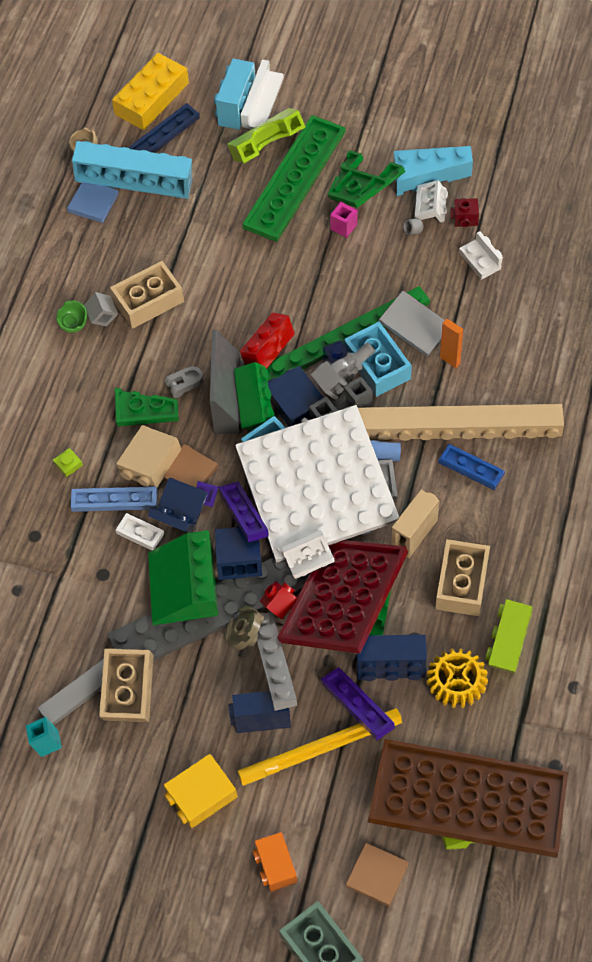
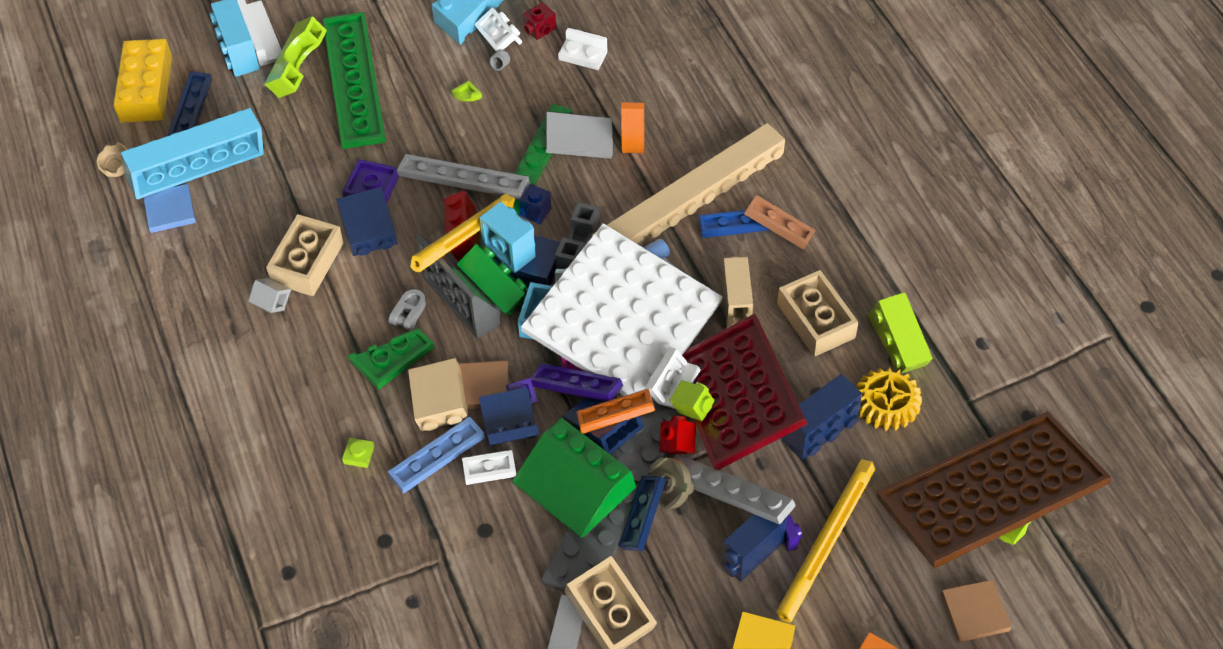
camera: 40 degrees left, 5 degrees down
(72, 316) = (245, 318): bright green hair -> none
(208, 636) = (642, 513): none -> dark blue tile
(209, 296) = (367, 221): none -> dark blue brick
(214, 349) = (453, 238): none -> yellow piece
(241, 267) = (369, 176): none -> dark purple tile
(245, 550) = (615, 411): none -> orange tile
(284, 371) = (508, 236): none -> medium azure brick
(297, 723) = (792, 534): none -> dark purple plate
(303, 303) = (463, 176): none -> light grey plate
(306, 579) = (692, 400): none -> lime brick
(335, 376) = (554, 218): light grey brick -> none
(343, 219) = (435, 86): dark pink brick -> none
(357, 187) = (422, 53): green wing -> none
(358, 703) = (829, 476): dark purple plate -> none
(367, 237) = (466, 92): none -> lime tile
(386, 366) = (575, 179): medium azure brick -> none
(501, 489) = (780, 222): none -> nougat plate

